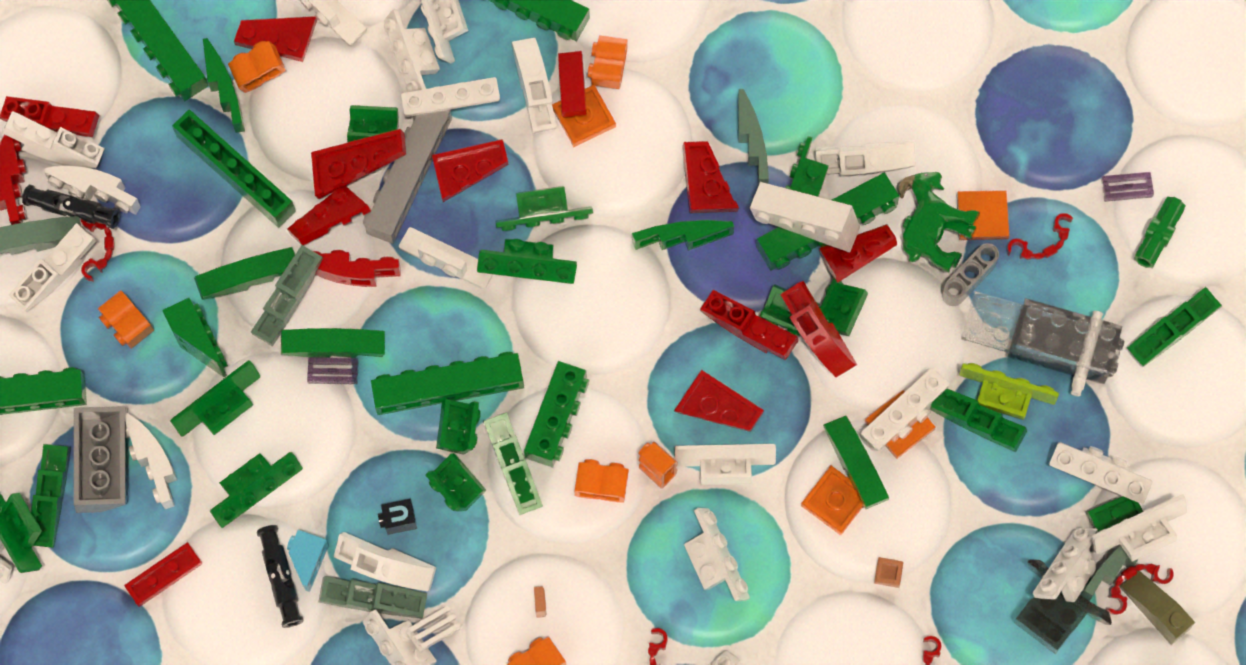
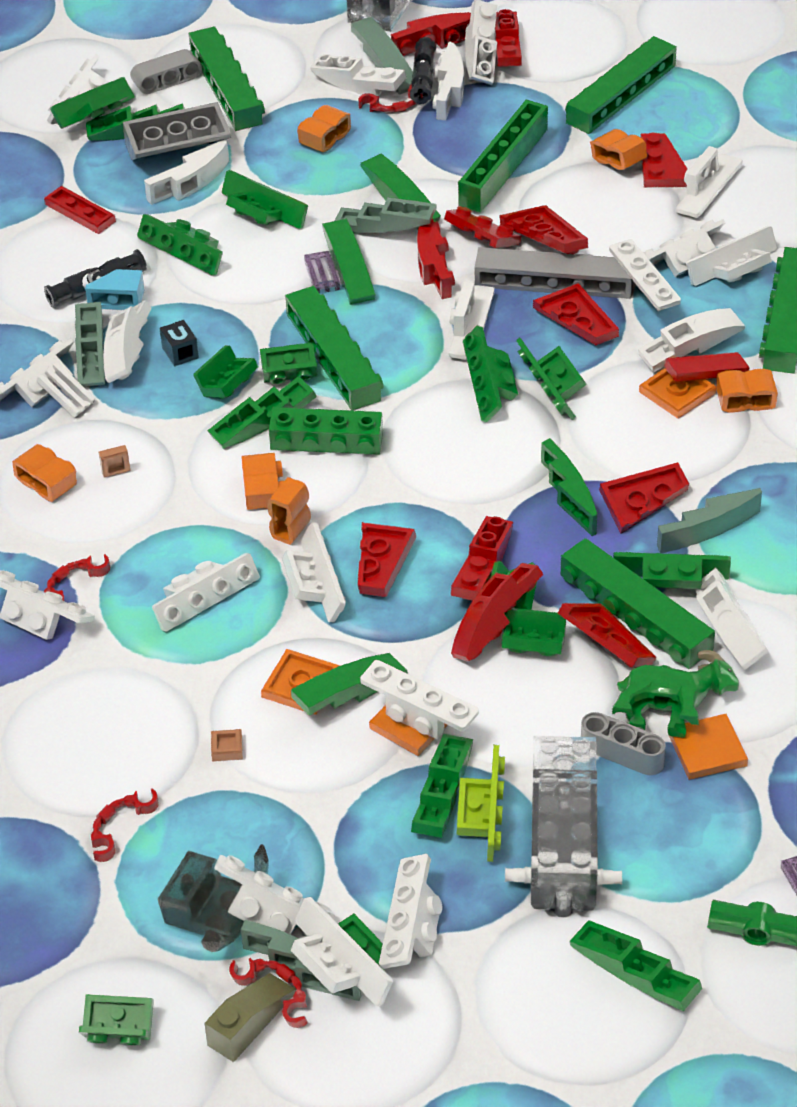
camera: 75 degrees right, 25 degrees down
(195, 334) = (320, 164): green slope -> none
(220, 81) = (578, 138): green slope -> none
(371, 121) = (598, 235): green bracket -> none
(806, 215) = (621, 563): white wedge -> none
(1050, 250) = (691, 822): red piece -> none

